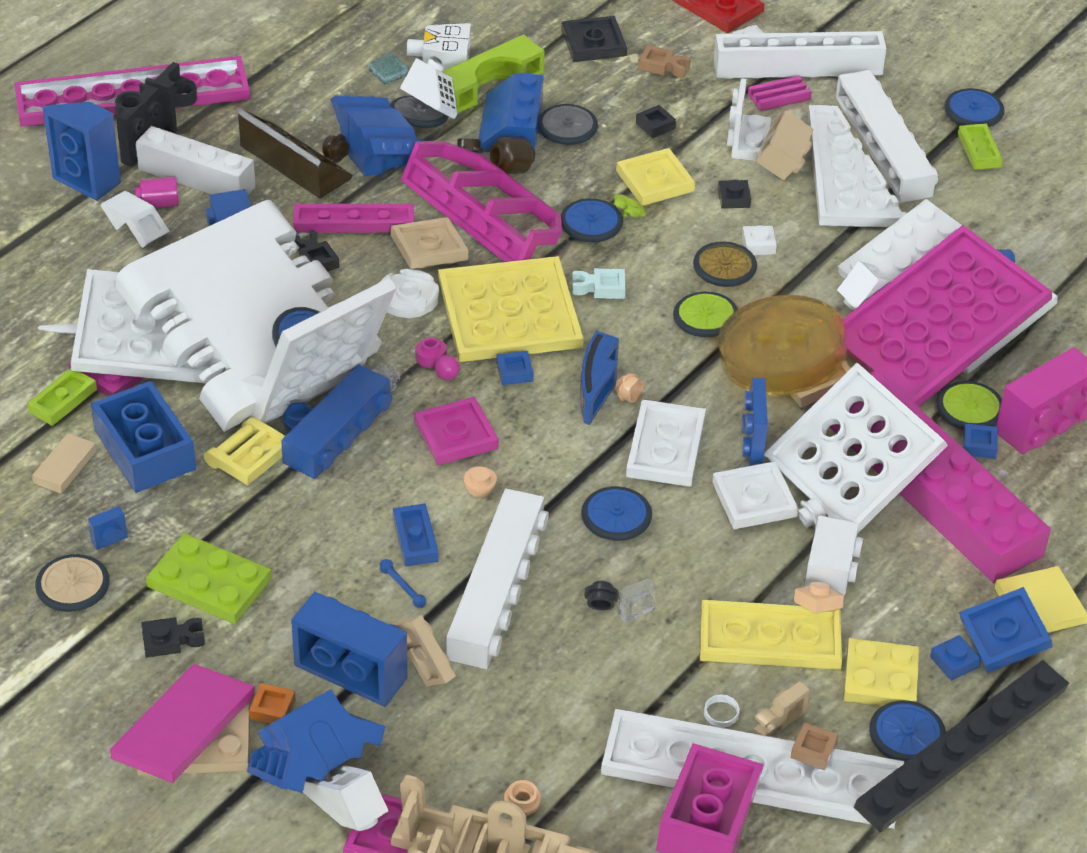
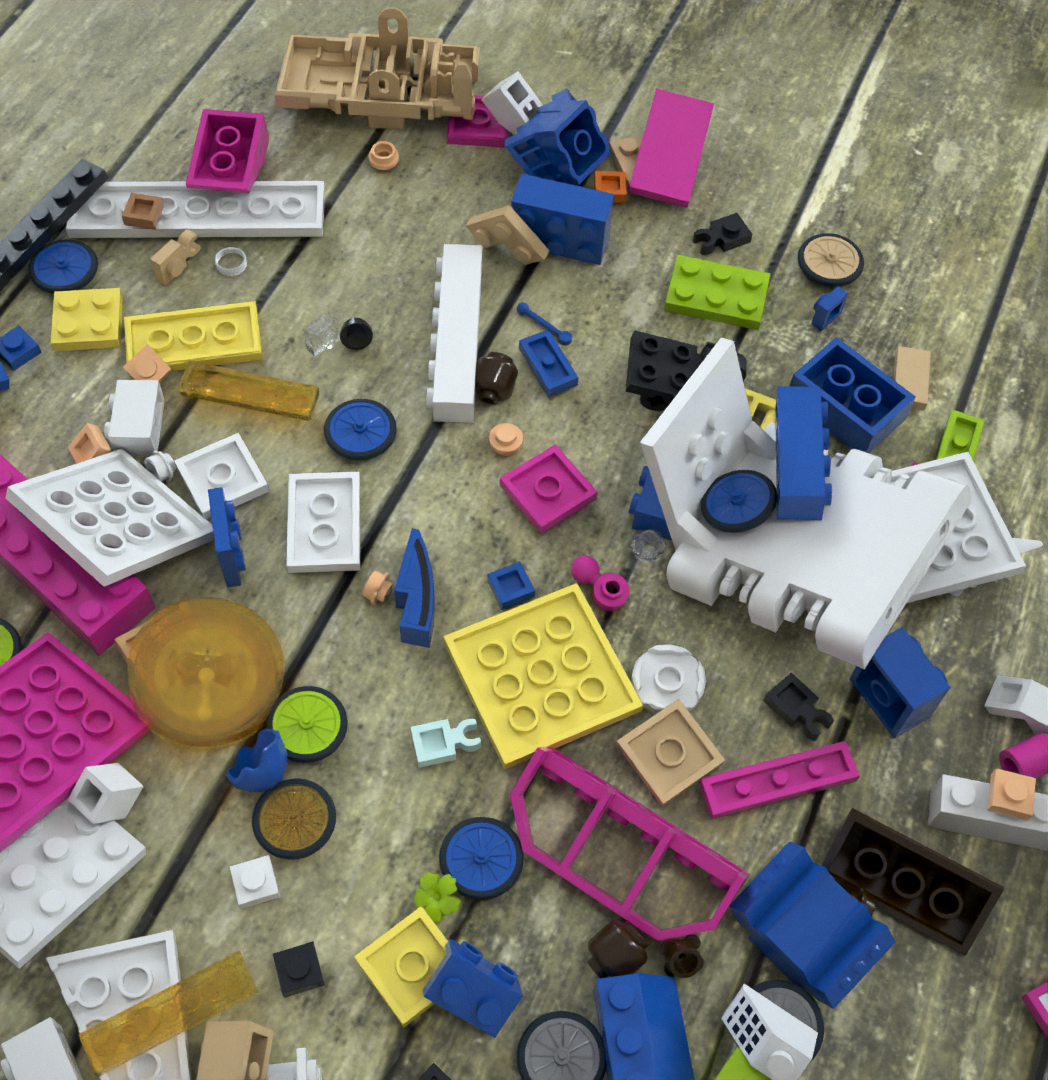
camera: 165 degrees right, 15 degrees up
(201, 147) = (1011, 794): none -> light nougat plate
(236, 345) = (800, 453): none -> blue brick
(296, 494) = (662, 367): none -> black plate
(471, 524) = (495, 377): none -> dark brown head
(614, 155) = (474, 987): none -> blue bracket
(719, 564) = (249, 390): none -> clear yellow plate
(747, 284) = (261, 765): none -> blue hair
(824, 173) = (167, 1014): none -> clear yellow plate
(878, 537) = (88, 444): none -> light nougat plate

